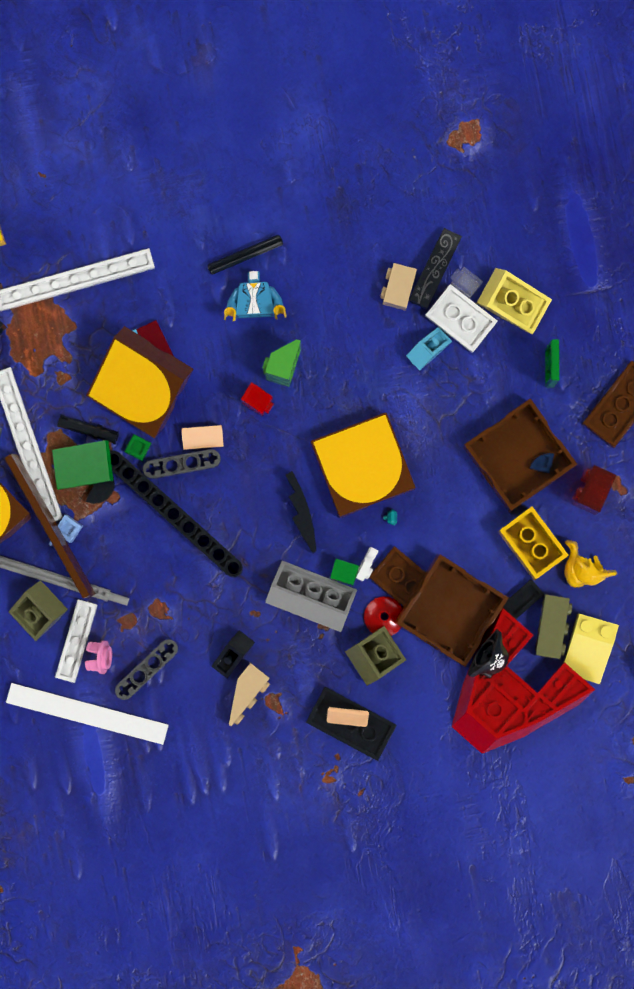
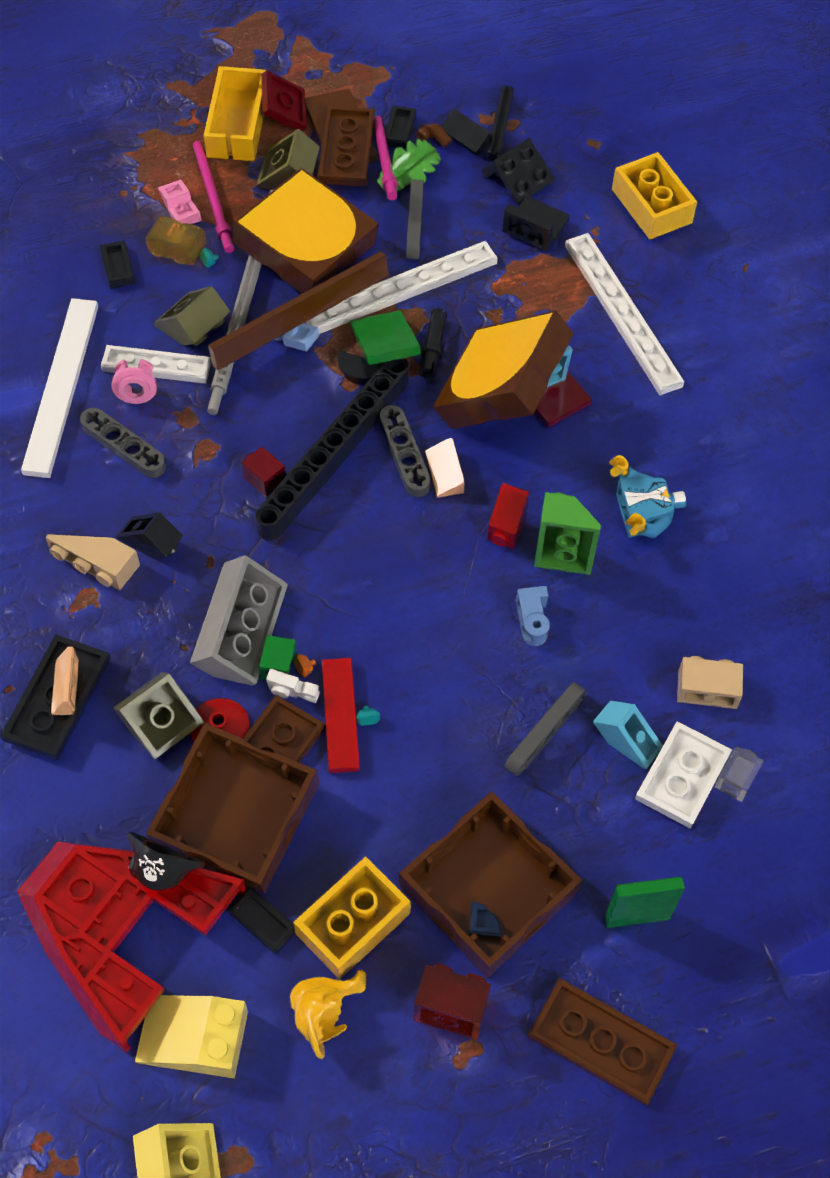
camera: 80 degrees right, 25 degrees down
(137, 447) = (418, 401): green tile -> none
(188, 568) = (263, 471): none -> dark red brick
(245, 254) = (705, 490): black axle -> none
(303, 519) = (350, 599): black slope -> none
(332, 396) = (530, 610): none -> medium blue leg
(348, 555) = (304, 665): none -> orange rock
(363, 465) = (438, 664): yellow tile -> none
(388, 535) = (340, 715): none -> red tile
(418, 401) = (545, 729): none -> dark grey beam
(435, 268) = (747, 725): black slope -> none
(514, 300) = (729, 848): light yellow slope -> none
(553, 627) = (221, 969): olive brick -> none

